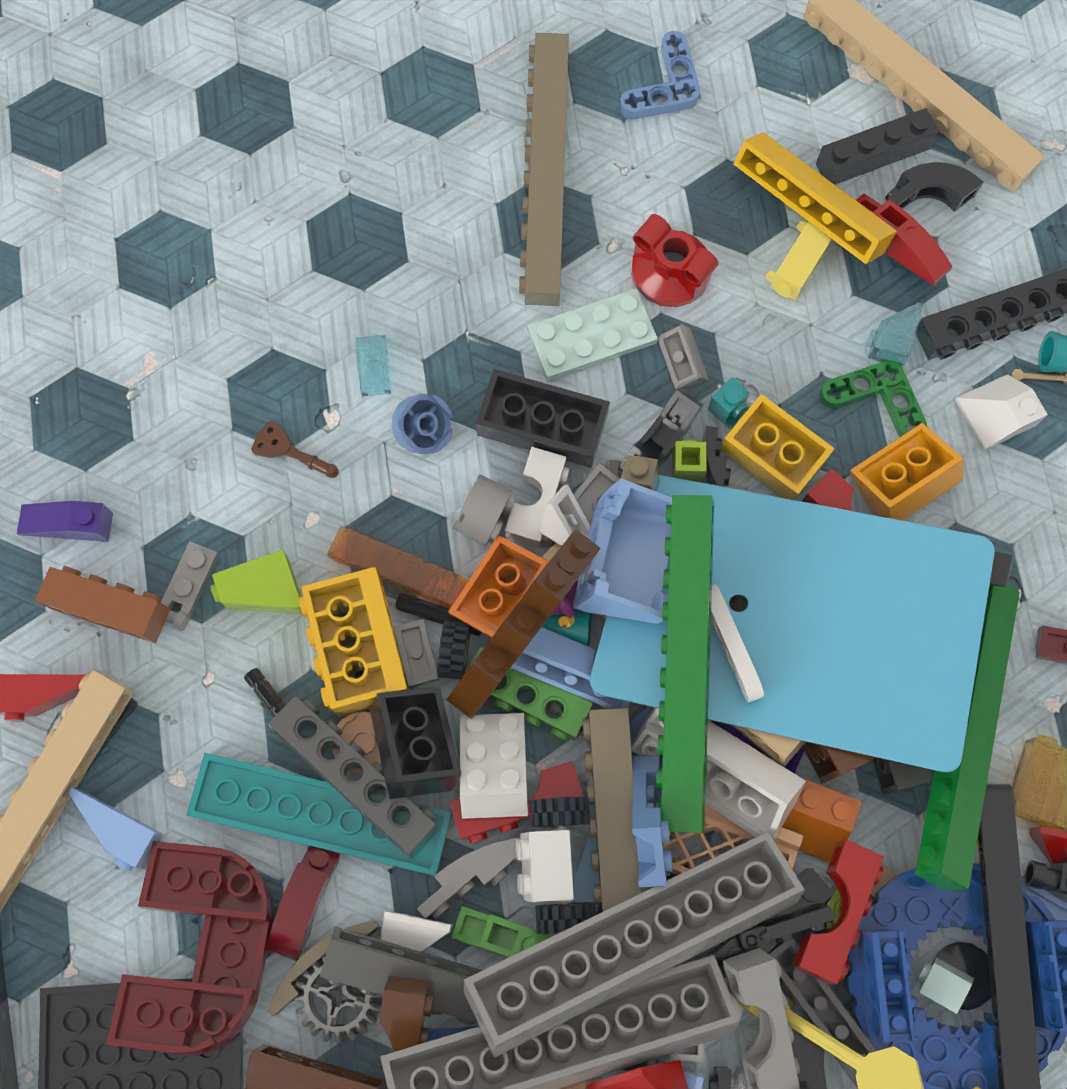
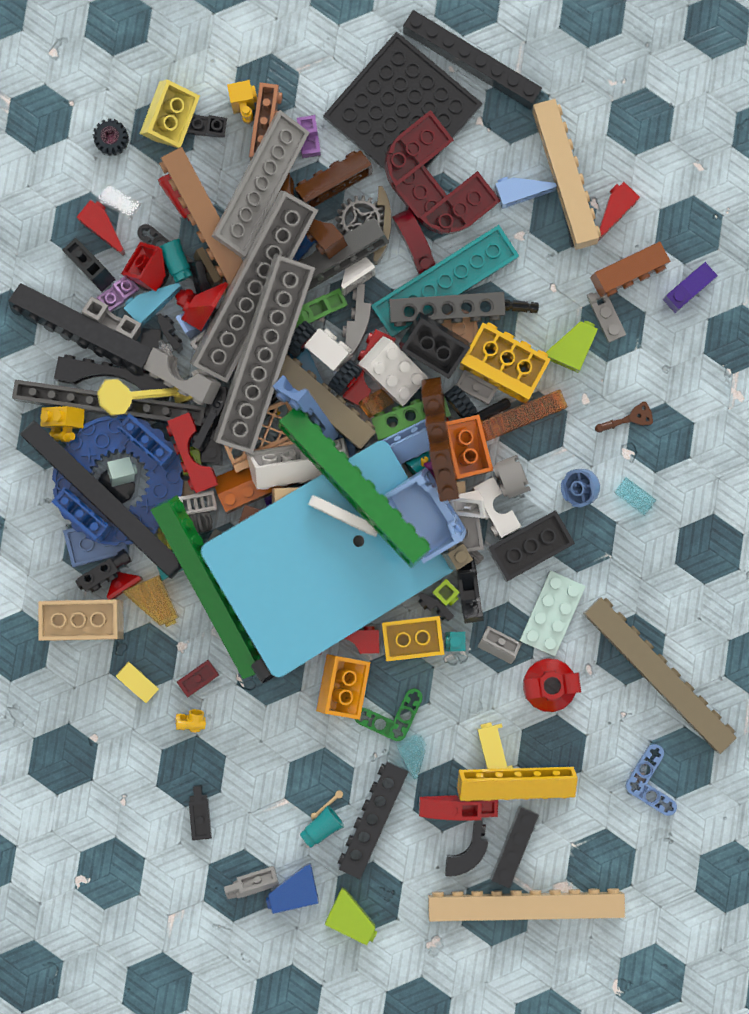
camera: 135 degrees right, 10 degrees up
(551, 750) = (376, 403): none -> clear orange slope
(869, 828) = (210, 498): none -> white slope
(903, 824) = (202, 521): none -> dark grey gear
(1001, 410) = (331, 765): white slope -> none

